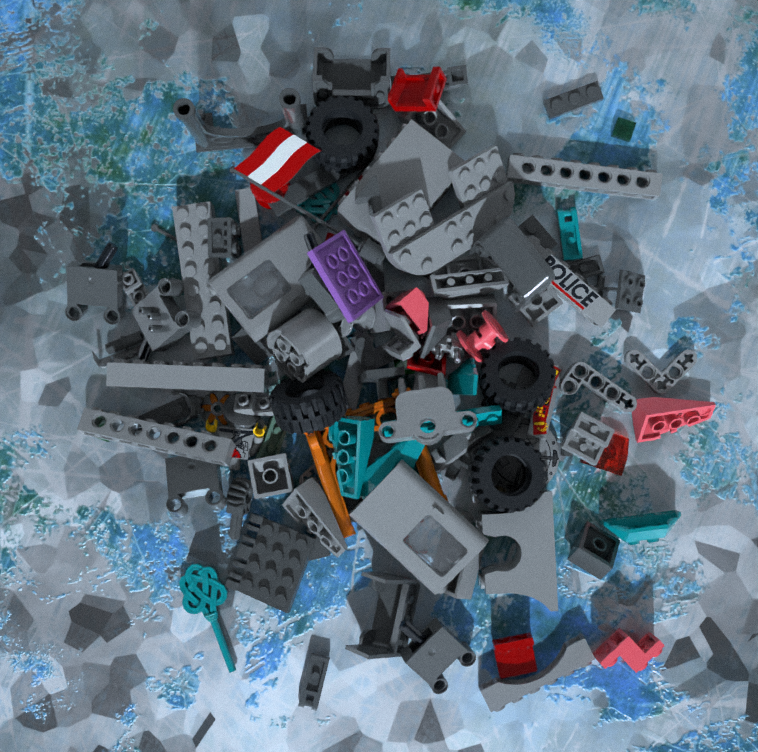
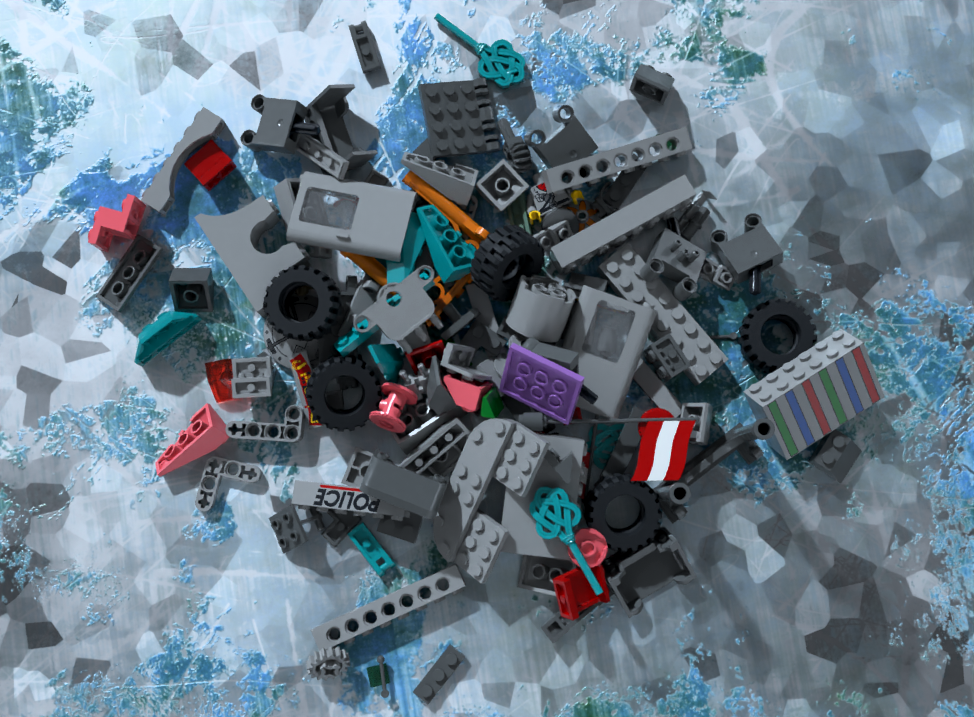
camera: 150 degrees right, 5 degrees down
(80, 488) = (652, 83): none -> dark grey slope
(101, 184) = (779, 310): none -> black tyre
(117, 132) = (815, 392): none -> light grey brick
(135, 78) = (835, 455): none -> dark grey slope
(230, 181) = (700, 432): none -> light grey slope
(376, 552) = (376, 178): none -> light grey tile
(390, 119) = (592, 546): none -> coral tile
(397, 286) = (491, 404): none -> green slope
(409, 146) = (553, 499): none -> teal piece
(411, 598) = (322, 156): none -> light grey tile
(627, 110) = (385, 693): none -> dark grey hinge
(640, 599) = (129, 273): none -> dark grey slope
(661, 160) = (328, 663): none -> light grey gear

